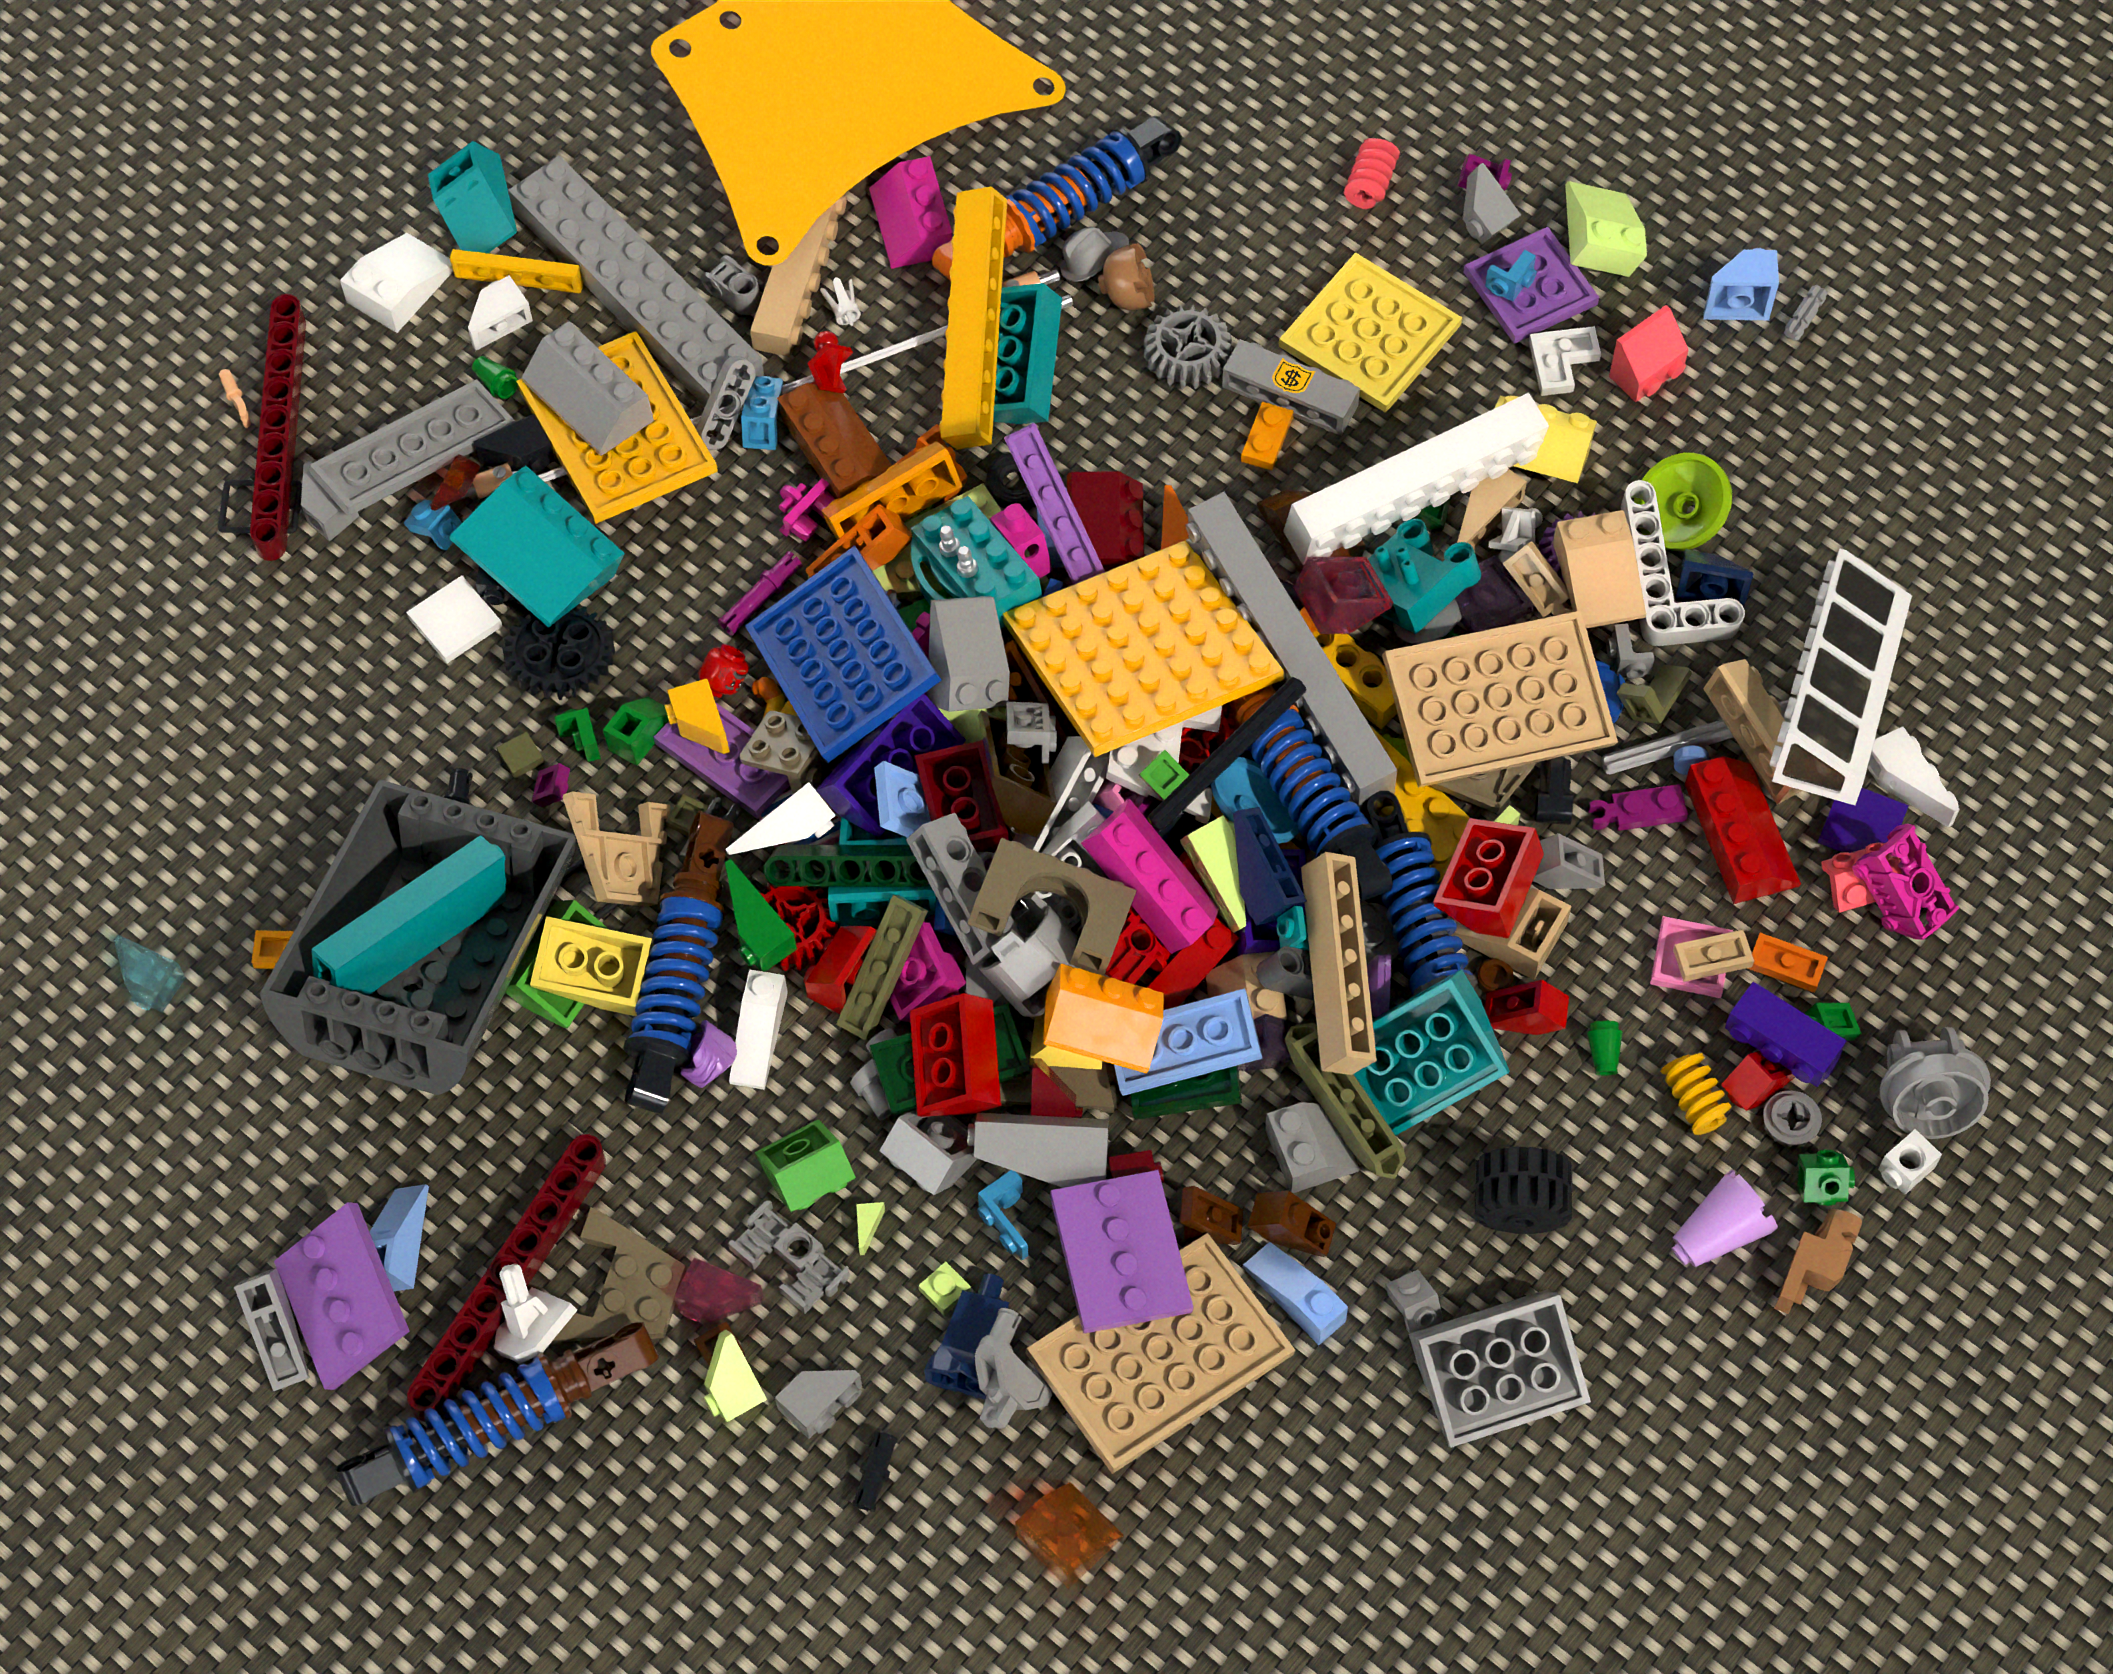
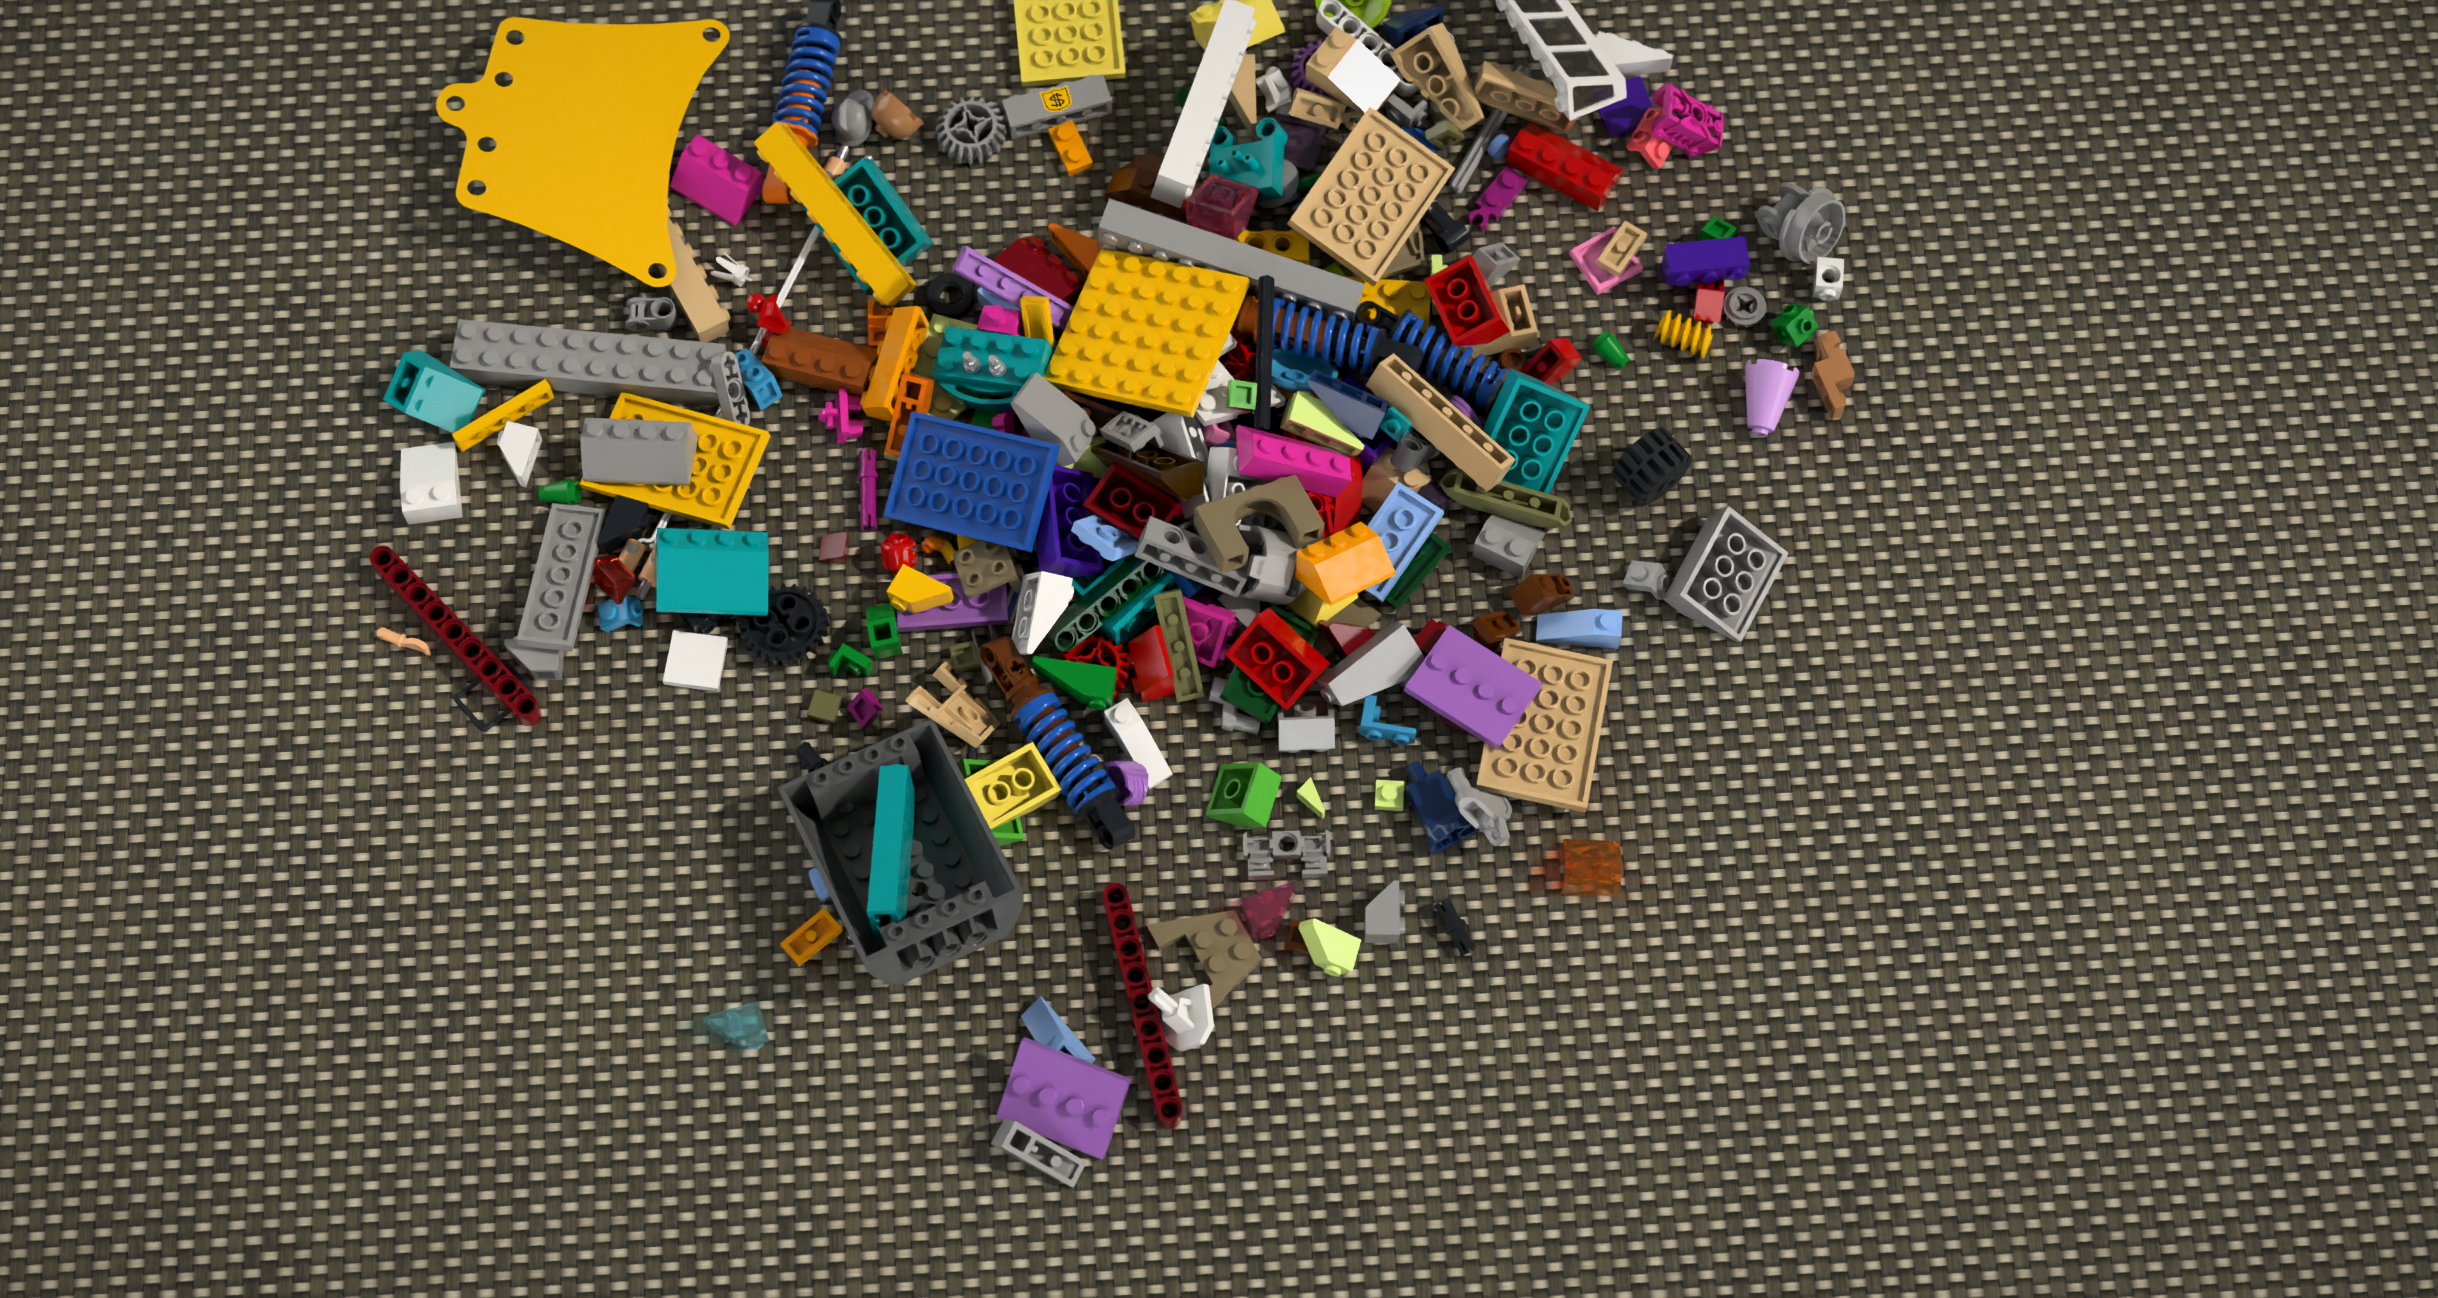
camera: 45 degrees left, 5 degrees up
(538, 1392) = (1217, 1084): piece -> none
(678, 621) = (834, 548): none -> slope
(1051, 554) = (1037, 318): none -> yellow tile
(1692, 628) = (1439, 73): none -> tan wedge
(1788, 962) = (1662, 219): orange plate -> none

